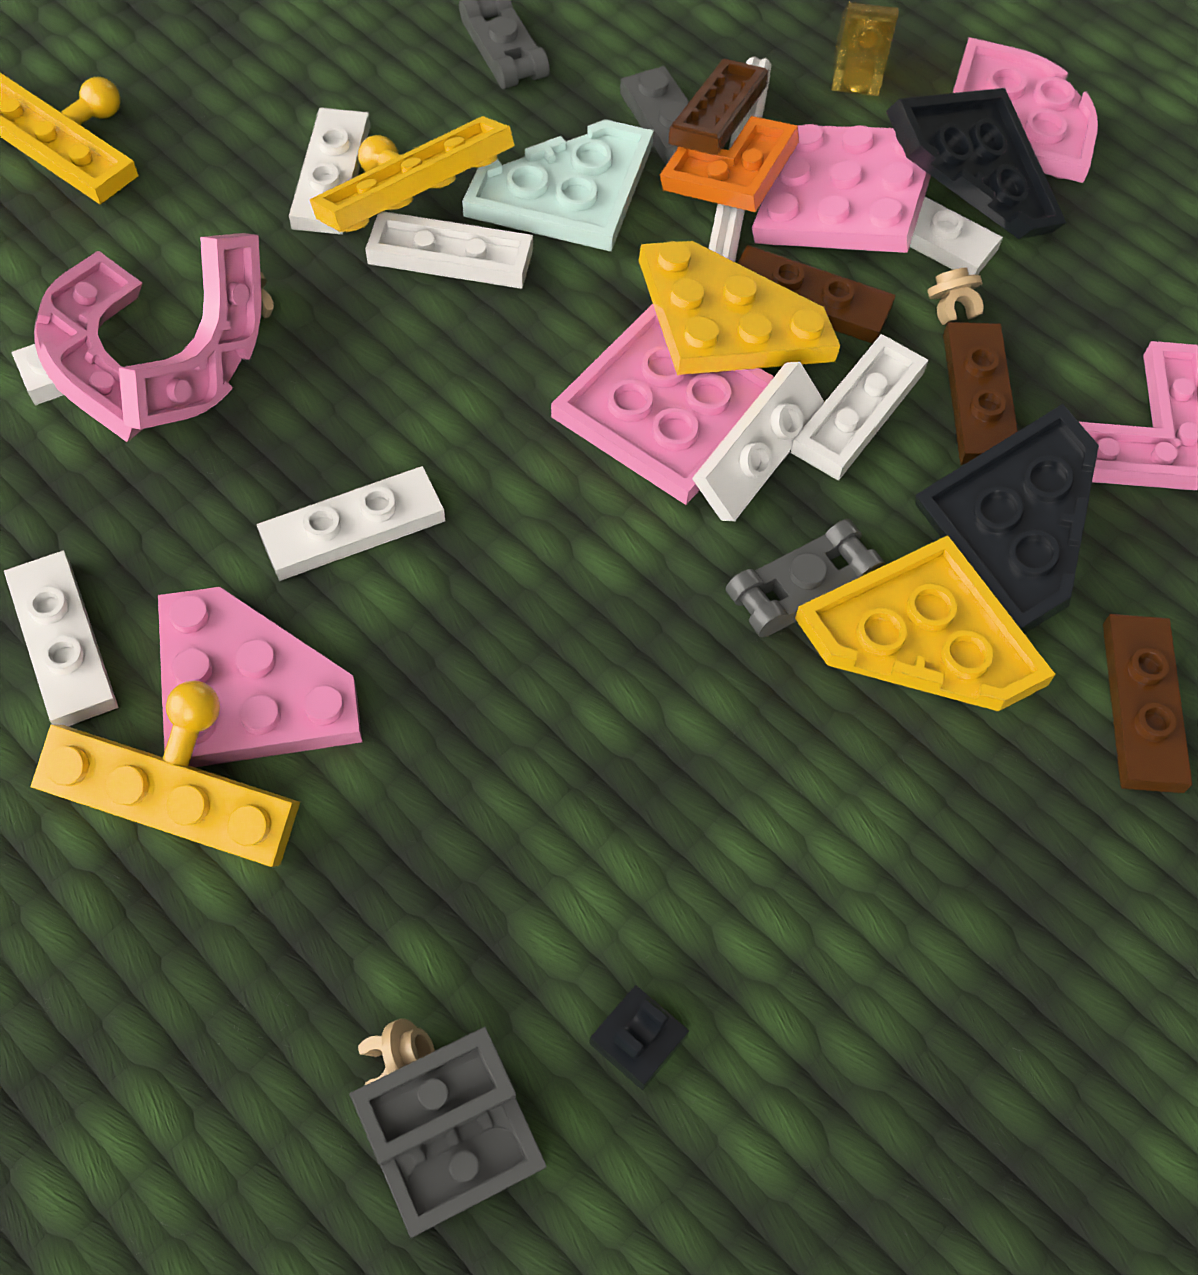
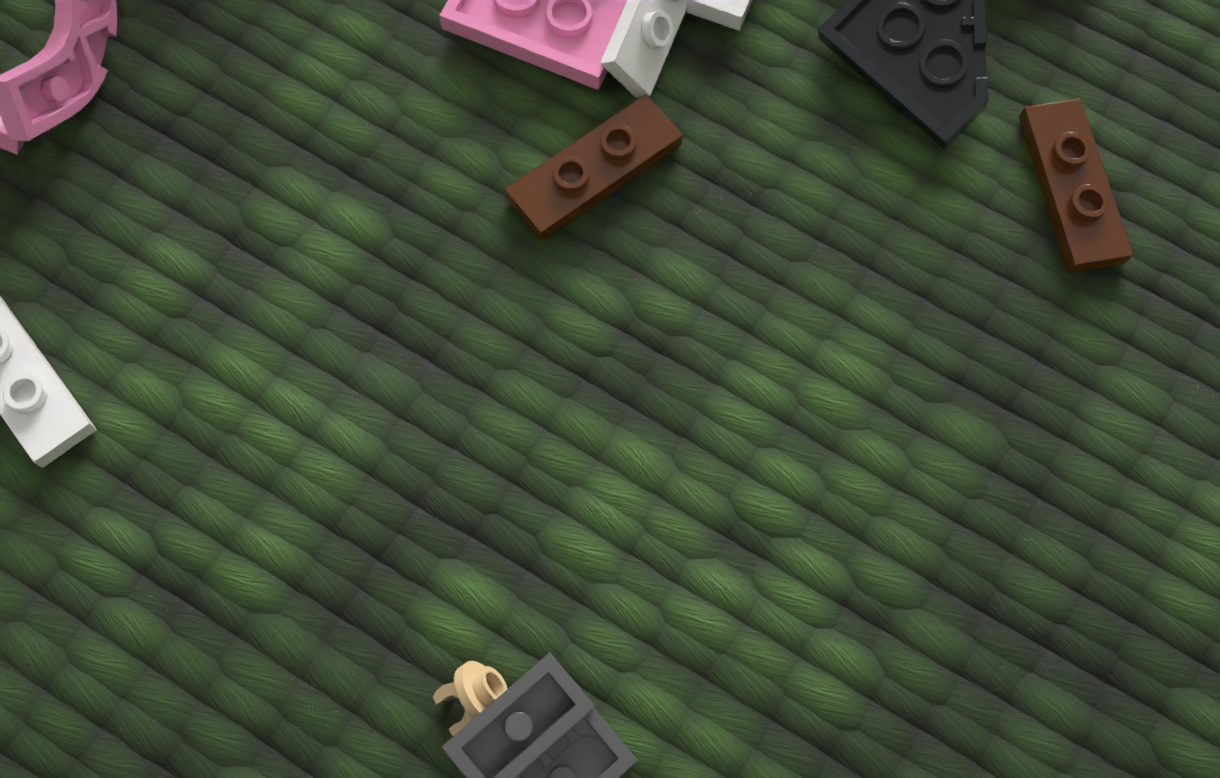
camera: 15 degrees left, 10 degrees up
(166, 789) = (171, 500): yellow plate -> none
(269, 684) = (215, 376): bright pink plate -> none
(351, 523) = (272, 186): white plate -> none
(639, 1037) = (689, 618): black tile -> none
(660, 574) = (593, 167): none -> reddish brown plate
(801, 577) = (732, 138): dark grey plate -> none
(928, 629) = (859, 162): yellow plate -> none

